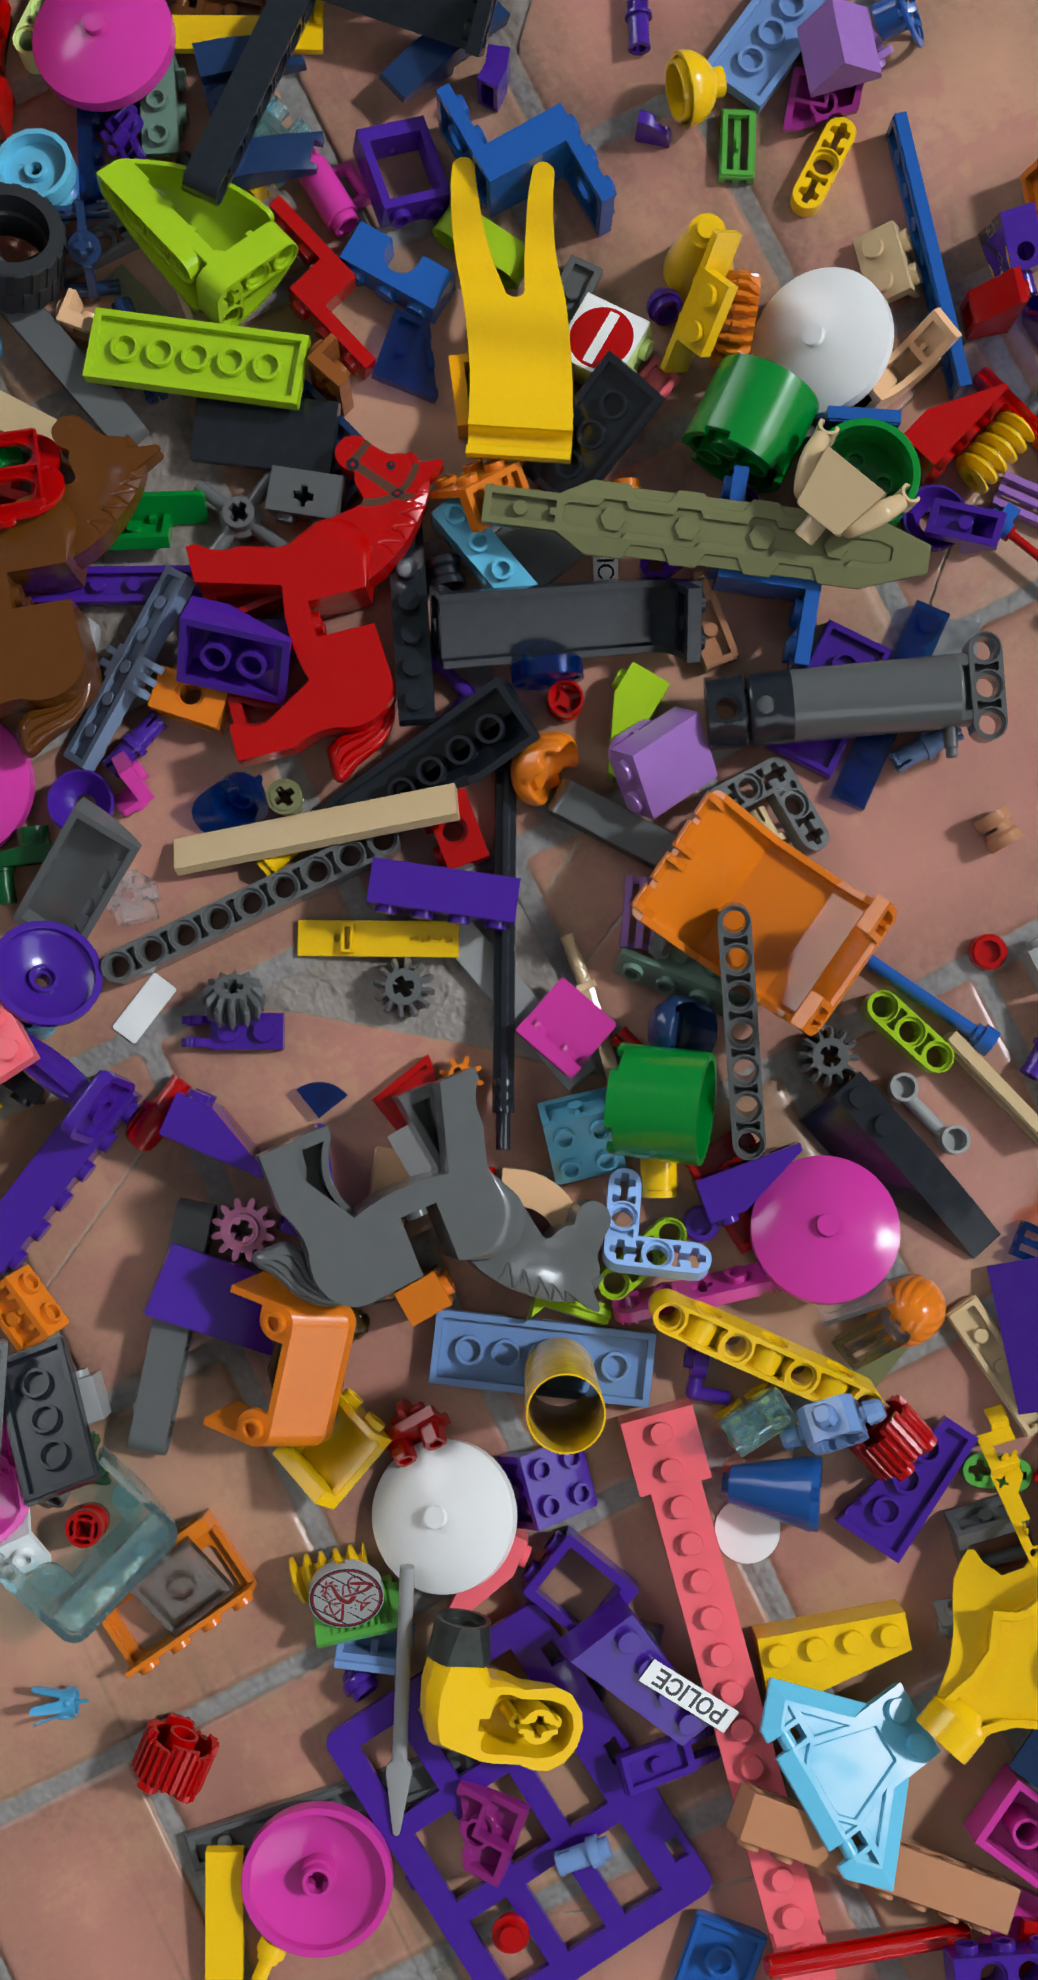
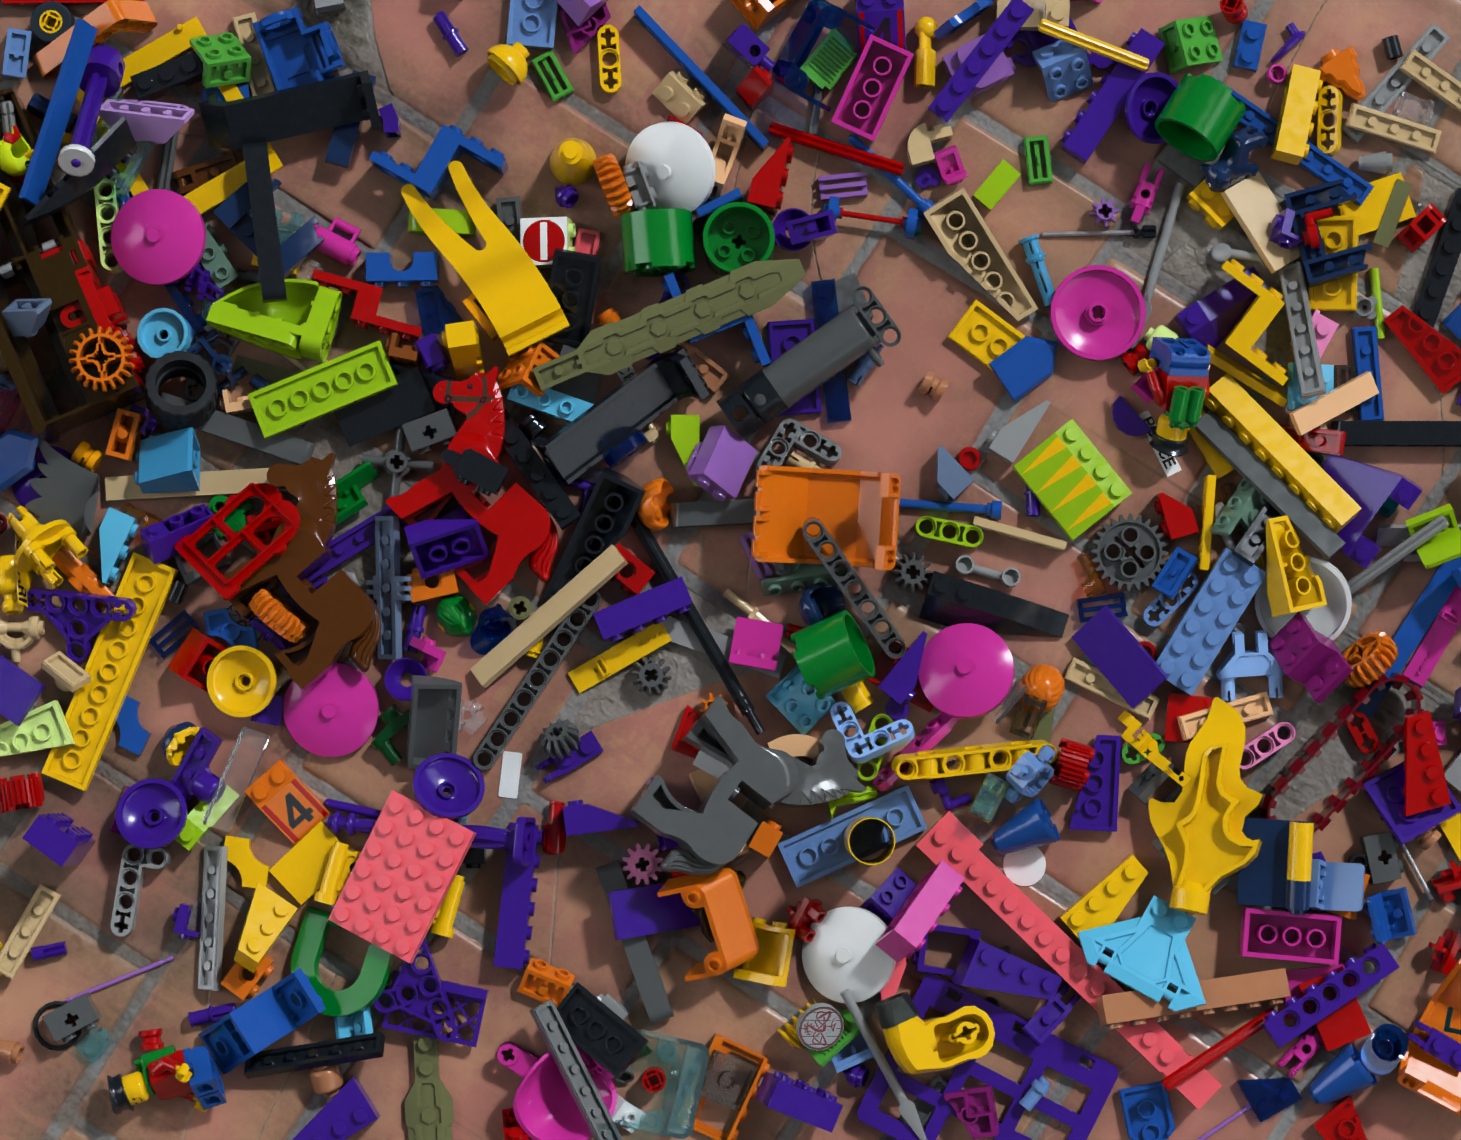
camera: 25 degrees left, 0 degrees up
(196, 759) = (456, 616): none -> green hair
(258, 1678) = (799, 1100): none -> dark purple brick
(322, 1096) = (641, 764): clear blue tile -> none
(332, 572) = (476, 469): none -> black hinge
(368, 398) = (432, 354): none -> dark purple brick
(396, 139) = (342, 206): dark purple window -> none
(415, 407) = (464, 347): none -> yellow wedge
(564, 694) = (645, 455): red wheel -> none
(574, 1524) = (920, 912): none -> dark pink brick
(593, 675) = (652, 434): none -> tan hand
(652, 132) = (497, 98): dark purple tile -> none
(688, 1695) = (1038, 968): white sticker -> none
(705, 304) = (593, 191): yellow bracket -> none
(774, 321) = (637, 176): none -> light grey hinge
(839, 493) = (732, 264): tan torso -> none
(952, 958) = (950, 475): none -> sand blue slope
(993, 450) = (804, 171): yellow piece -> none

